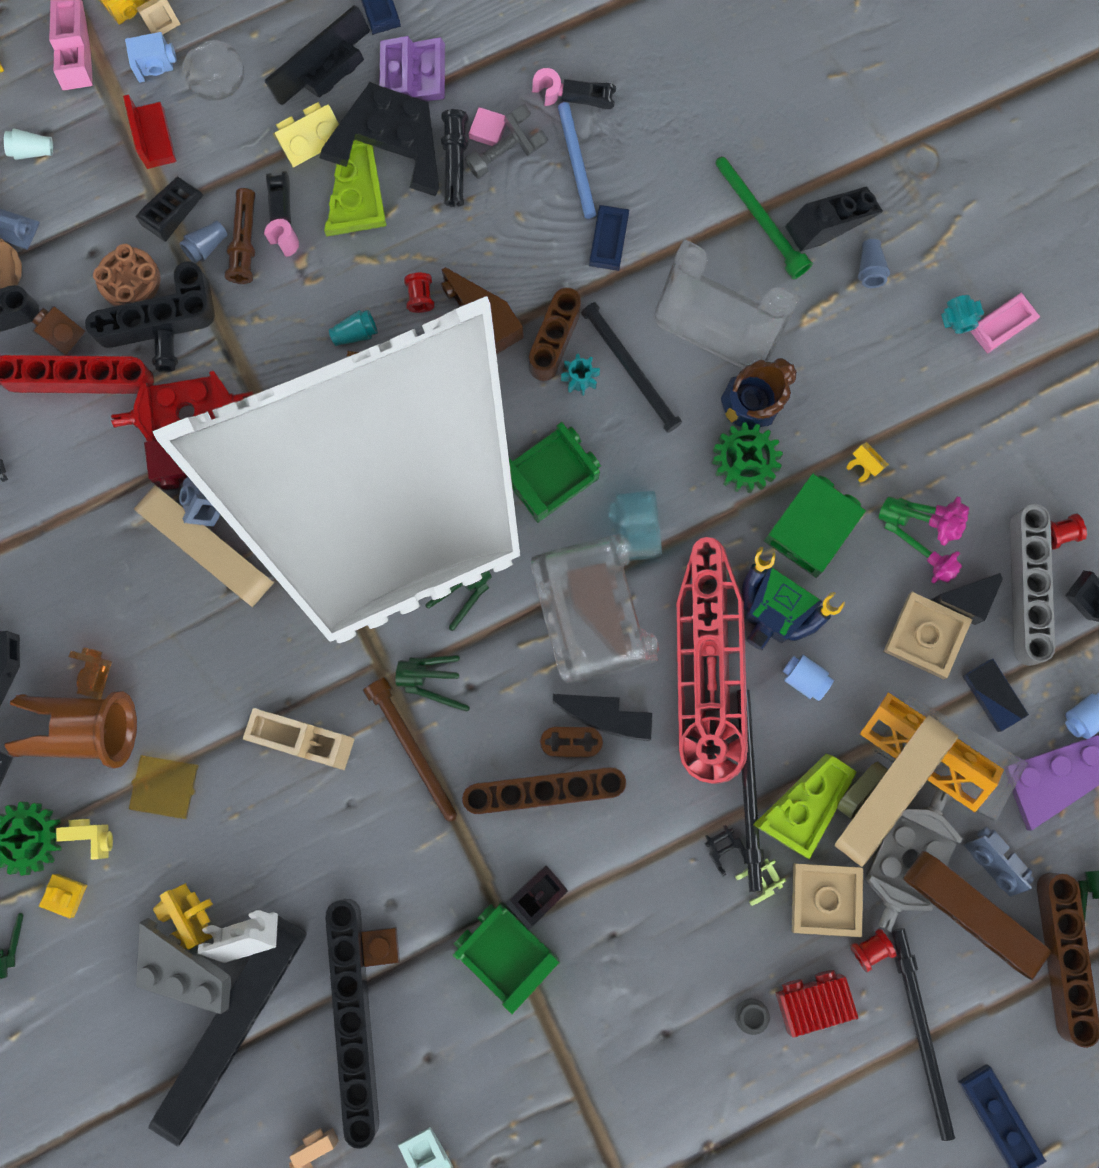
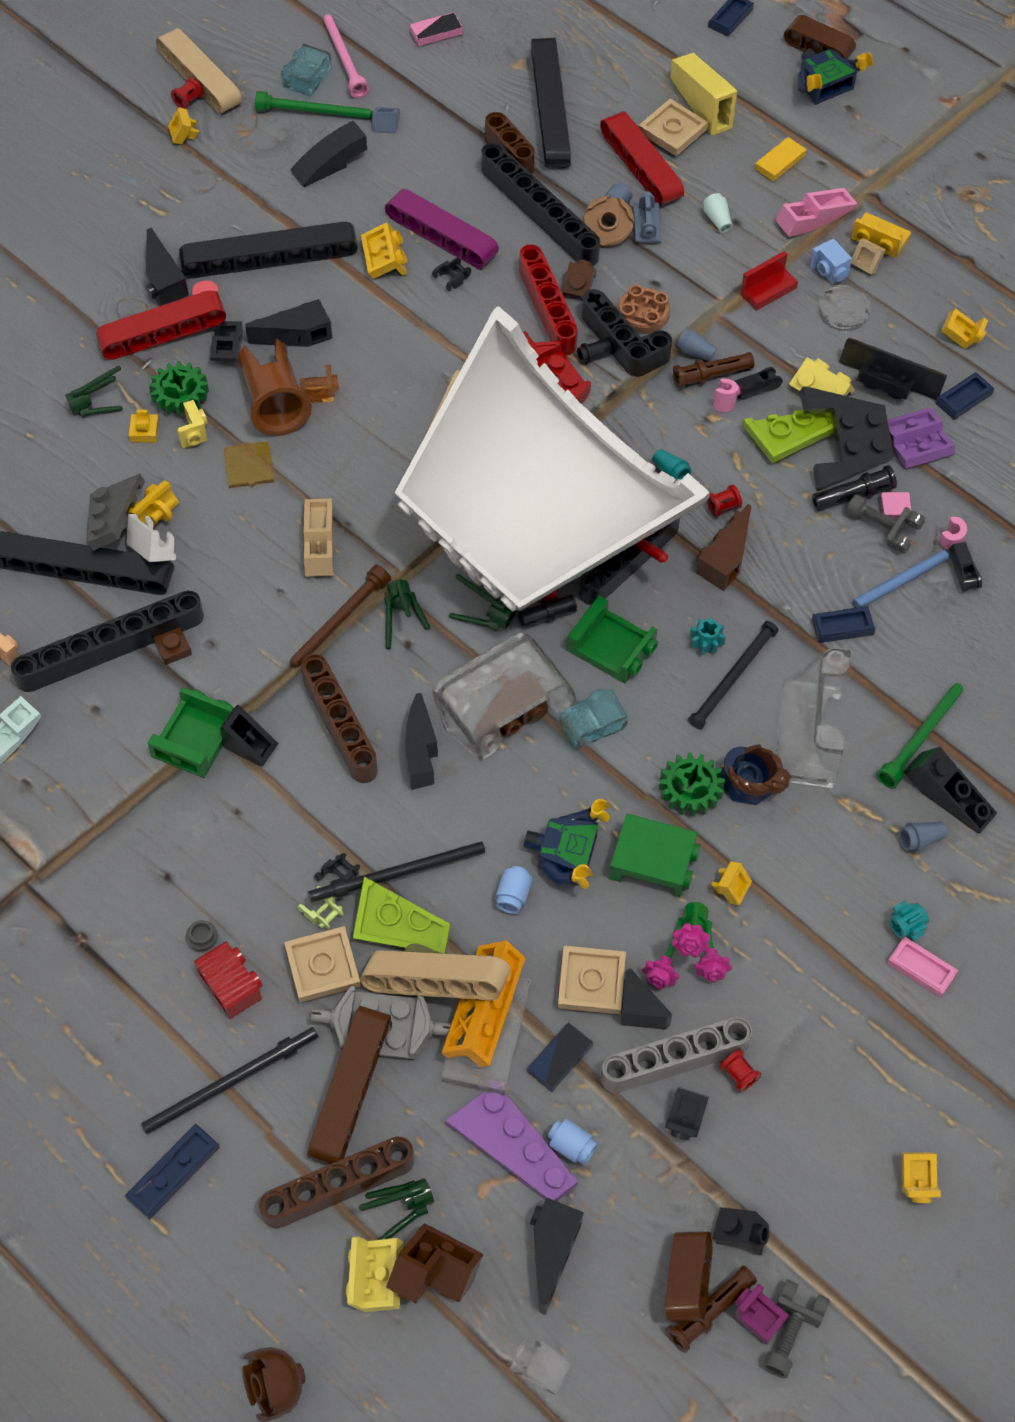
camera: 70 degrees right, 20 degrees down
(170, 221) = (698, 317): black slope -> none
(554, 320) = (746, 600): reddish brown beam -> none
(571, 750) = (382, 731): reddish brown beam -> none
(711, 642) = (495, 808): coral beam -> none
(873, 950) = (290, 1013): red bush -> none
(1008, 873) = (413, 1090): sand blue hinge -> none

